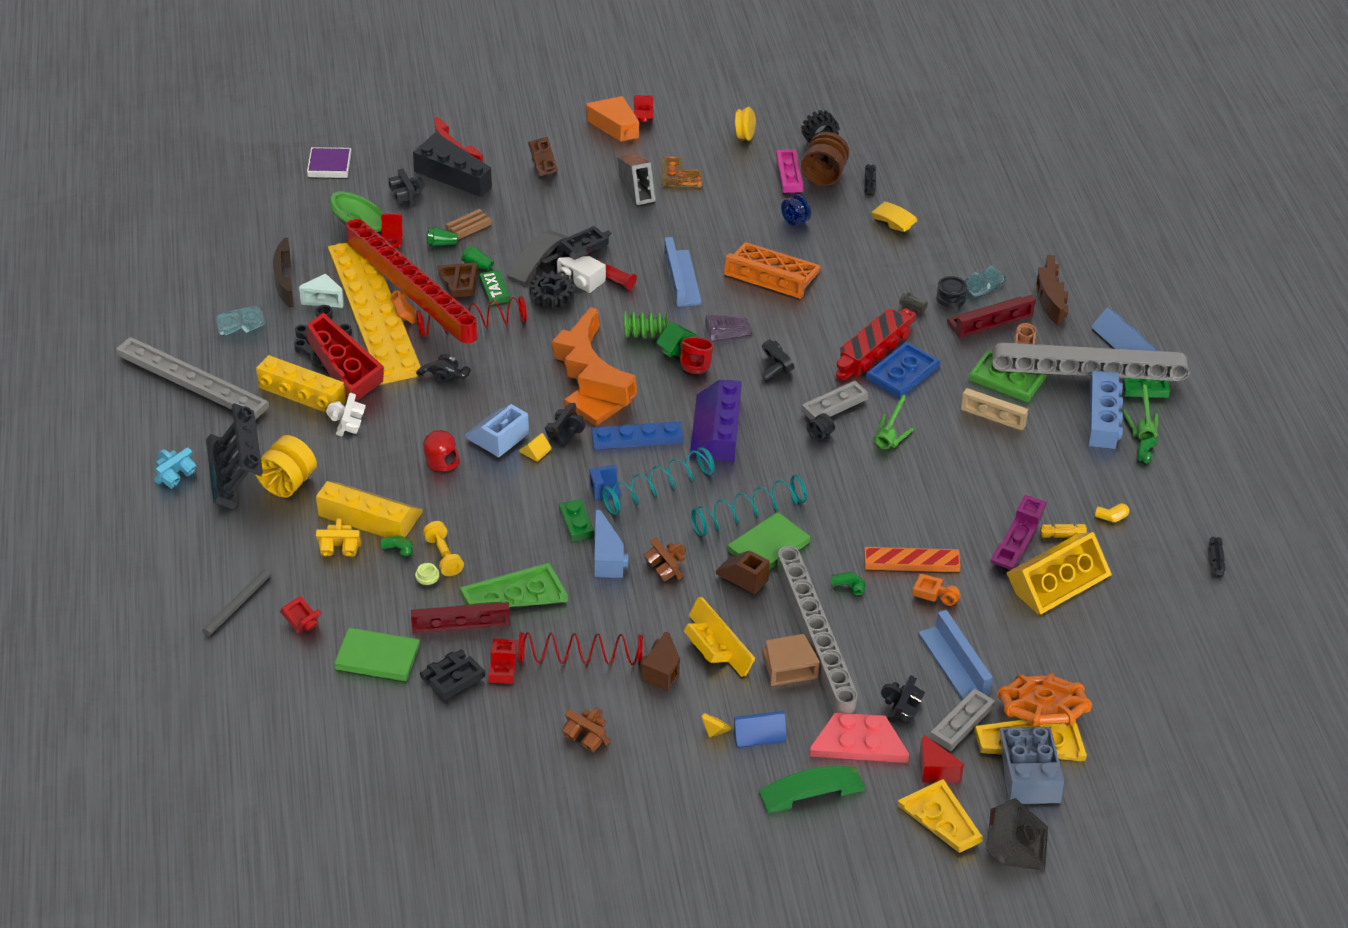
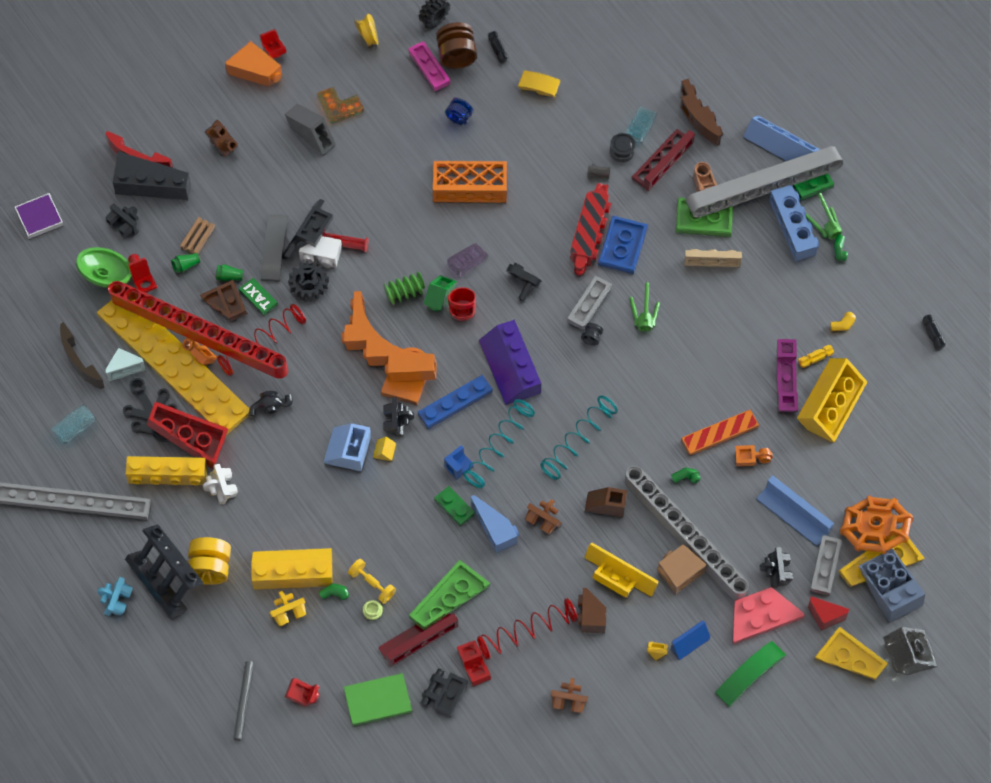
camera: 25 degrees left, 20 degrees up
(436, 447) = (315, 487): red helmet -> none
(681, 275) = (401, 218): medium blue panel -> none
(769, 537) = (608, 463): bright green tile -> none

